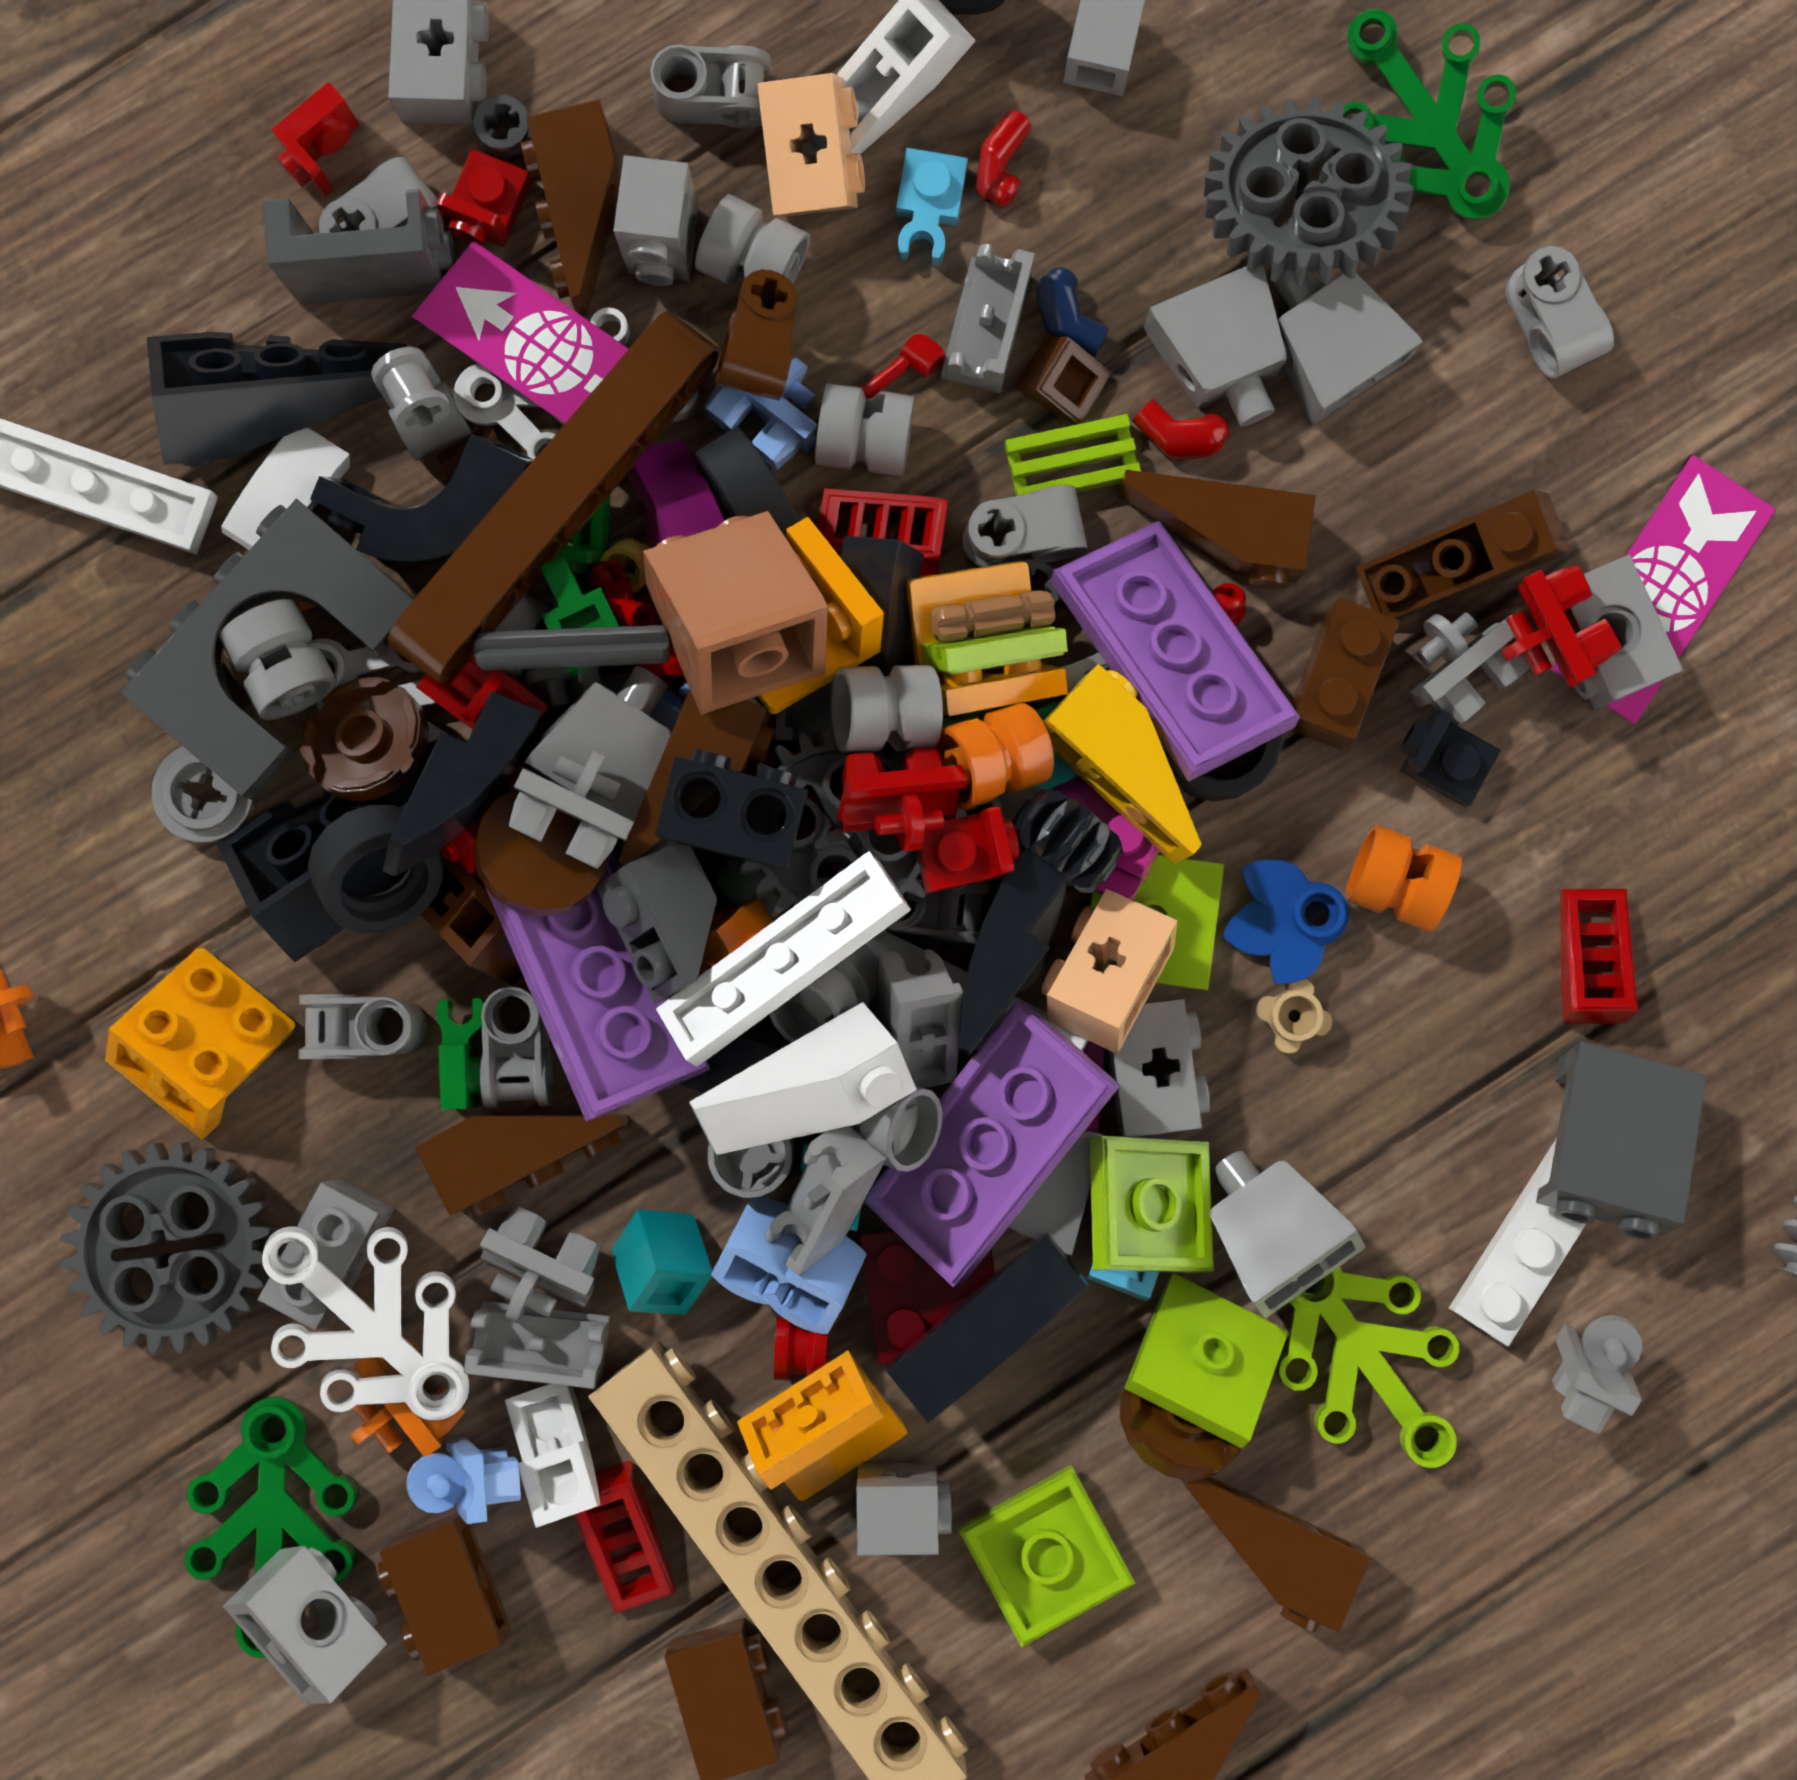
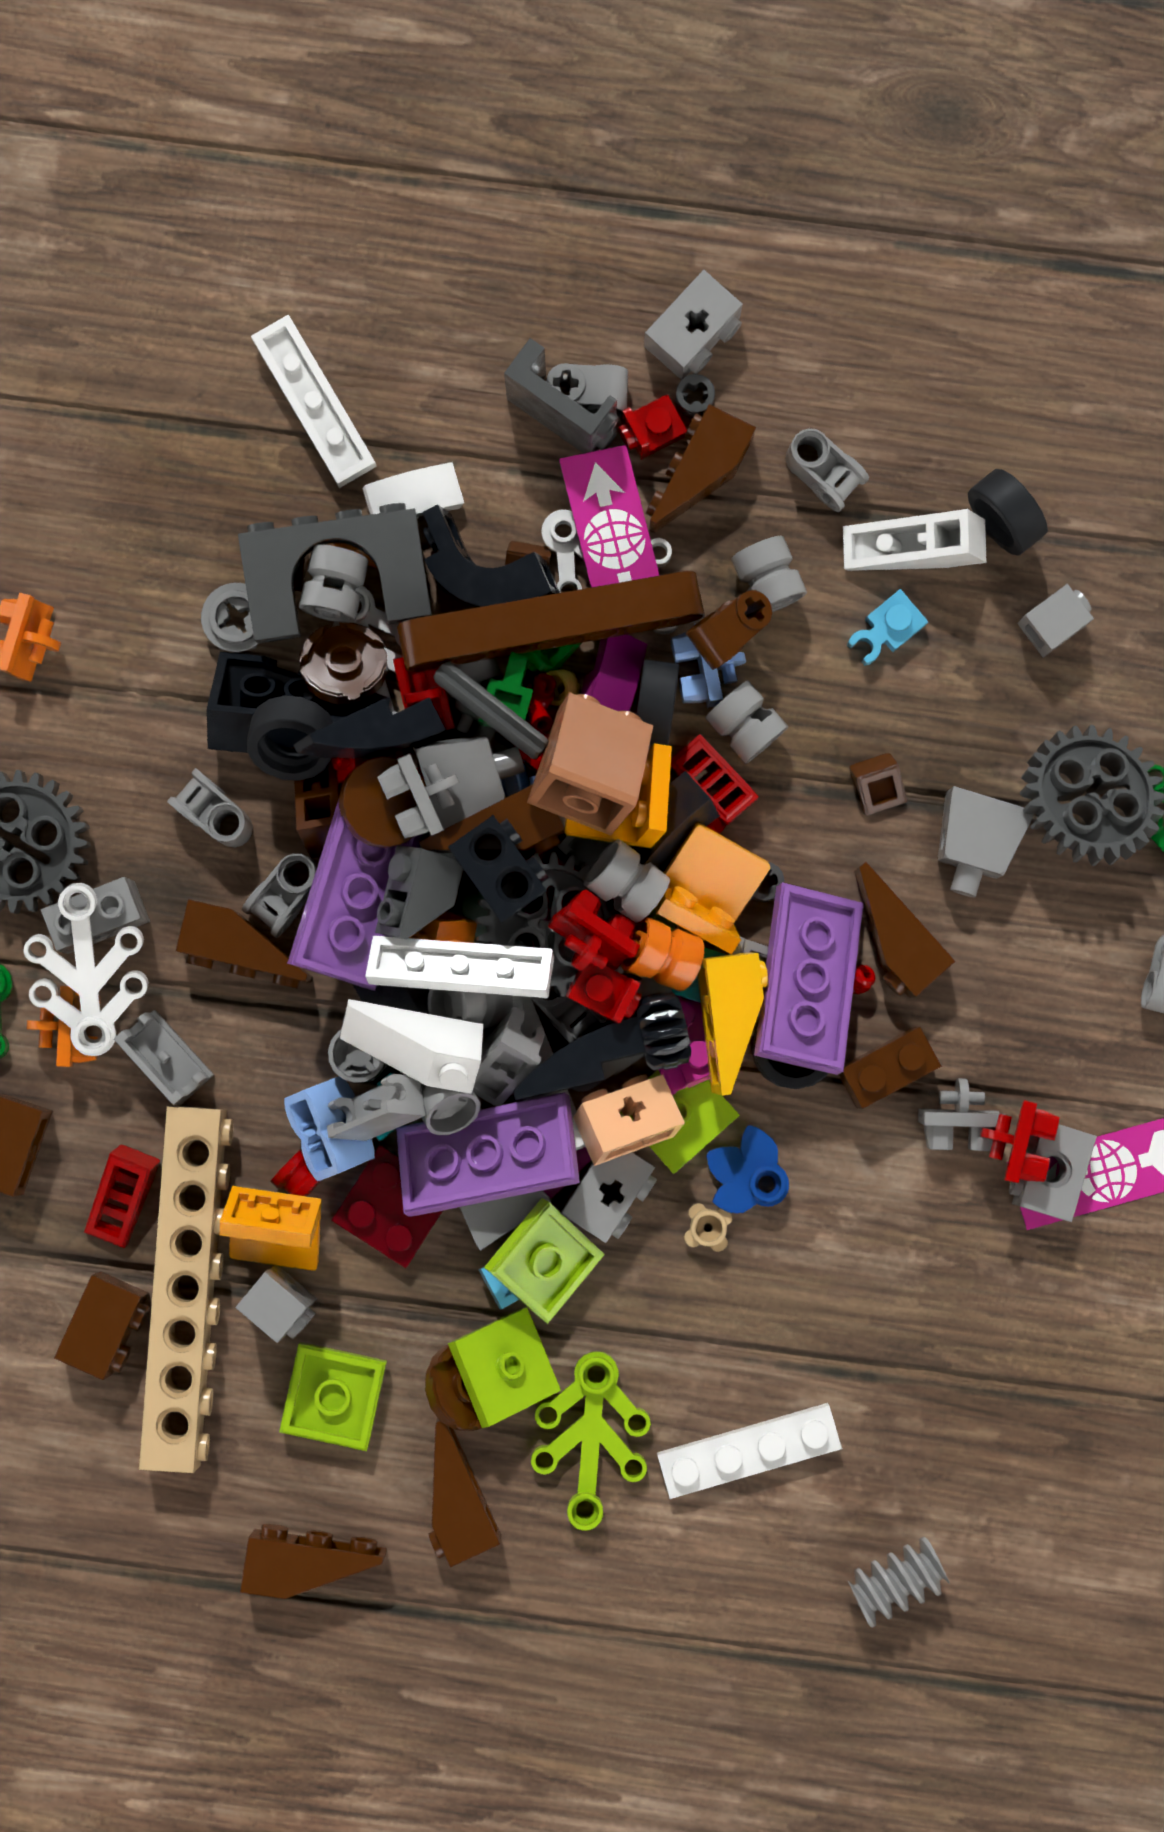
camera: 40 degrees right, 0 degrees up
(196, 1040) = (122, 745): light orange bracket -> none
(233, 398) = (435, 425): black wedge -> none
(314, 130) = (592, 314): red bracket -> none
(419, 401) = (523, 509): light grey piece -> none
(457, 1057) = (250, 870): green plate -> none
(464, 1480) = (66, 1094): light blue hips -> none
(514, 1252) = (207, 1033): light grey hips -> none
(554, 1453) = (124, 1121): white slope -> none
(656, 219) = (730, 518): light grey brick -> none
(661, 1262) = (264, 1069): teal panel -> none
(788, 115) = (827, 559): light nougat brick -> none
(918, 353) = (812, 705): red hand -> none
(986, 1327) = (403, 1249): black slope -> none
(987, 319) = (864, 717): light grey hinge -> none
(992, 616) = (727, 879): medium nougat axle -> none
(995, 153) = (948, 630): red arm -> none
(995, 649) = (713, 897): lime tile -> none
(1035, 526) = (795, 849): light grey piece -> none
(1062, 314) = (907, 747): dark blue arm -> none
(1070, 435) = (878, 847): lime tile -> none
(1182, 438) = (915, 870): red arm -> none
(1278, 1231) = (598, 1332): light grey torso -> none
(1339, 340) = (1041, 889): light grey torso -> none
(1403, 878) = (831, 1220): orange wheel -> none
(1447, 757) = (908, 1161): black bracket -> none
(1465, 556) = (1010, 1062): reddish brown slope -> none
(1573, 982) = (872, 1364): red slope -> none
(1597, 1371) = (704, 1550): light grey hips -> none
(1624, 1141) = (822, 1443): dark grey panel -> none

